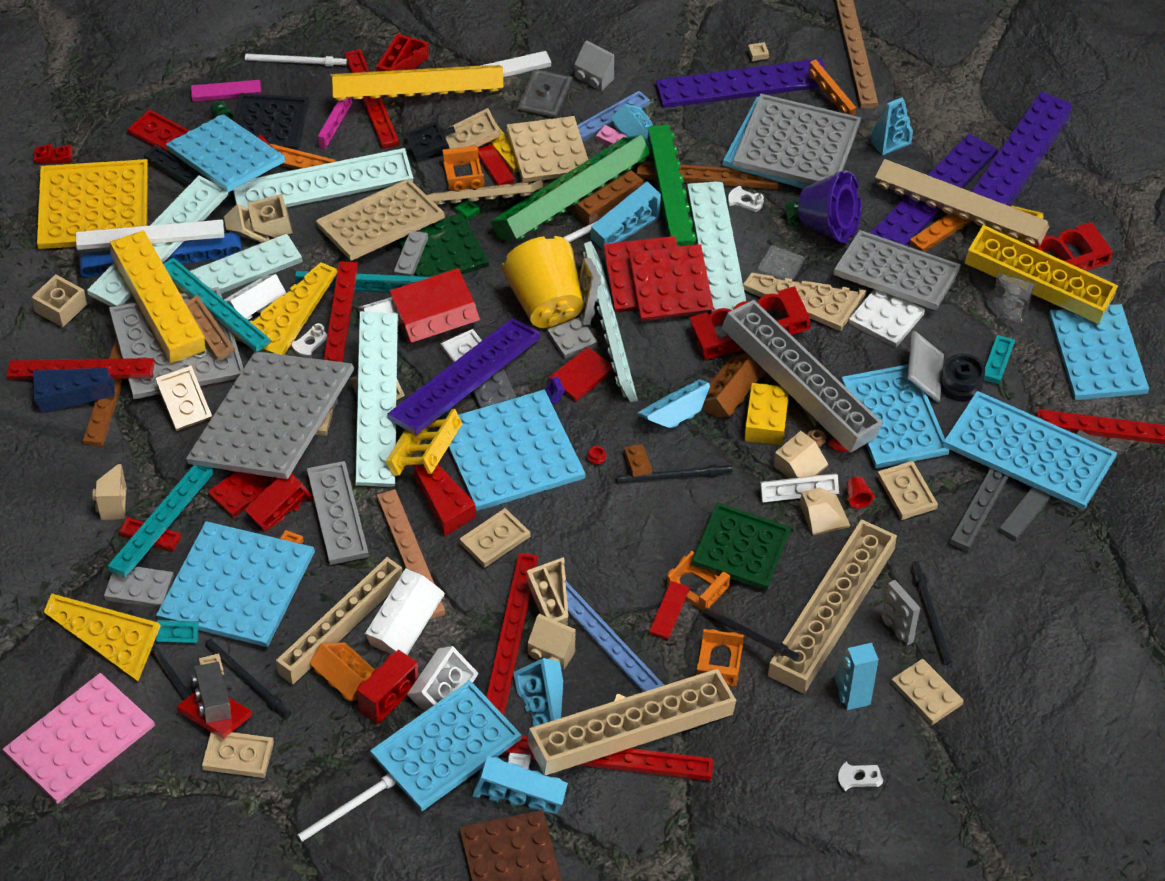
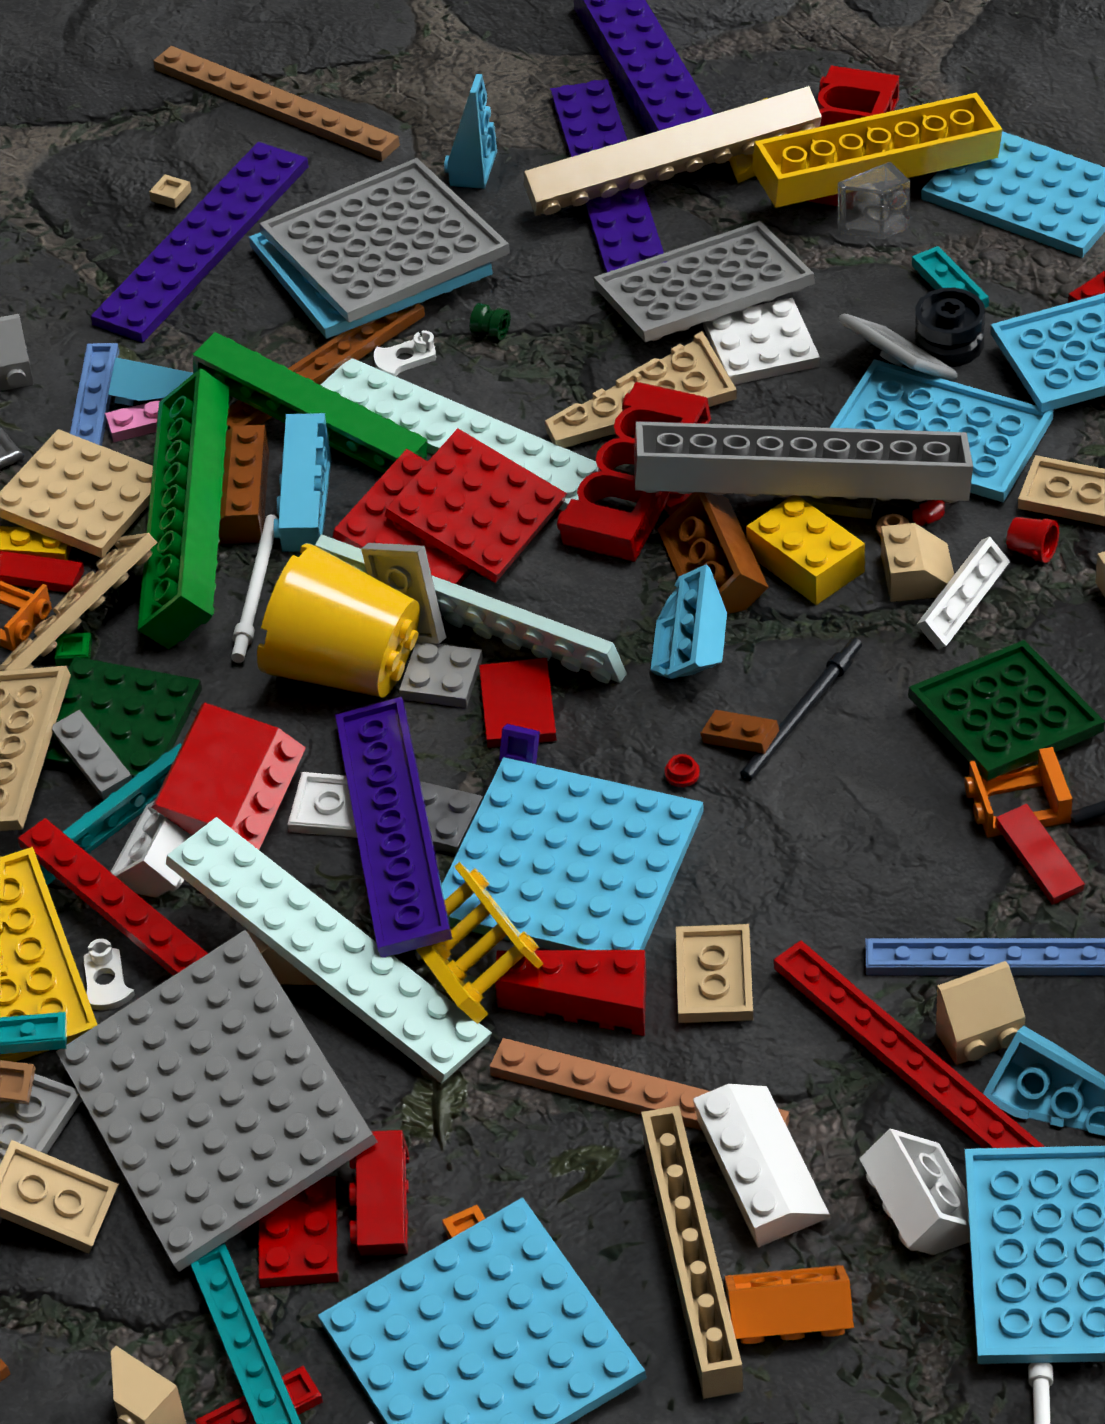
camera: 45 degrees left, 5 degrees down
(337, 513) = (477, 1135): light grey plate -> none
(387, 686) = (878, 1261): red brick -> none
(549, 589) = (893, 960): tan wedge -> none
(780, 263) = (556, 386): clear tile -> none
(822, 511) = (1025, 598): tan slope -> none
(832, 206) = (535, 271): dark purple cone -> none
(833, 91) = (327, 158): orange plate -> none
(938, 232) = (675, 212): orange plate -> none

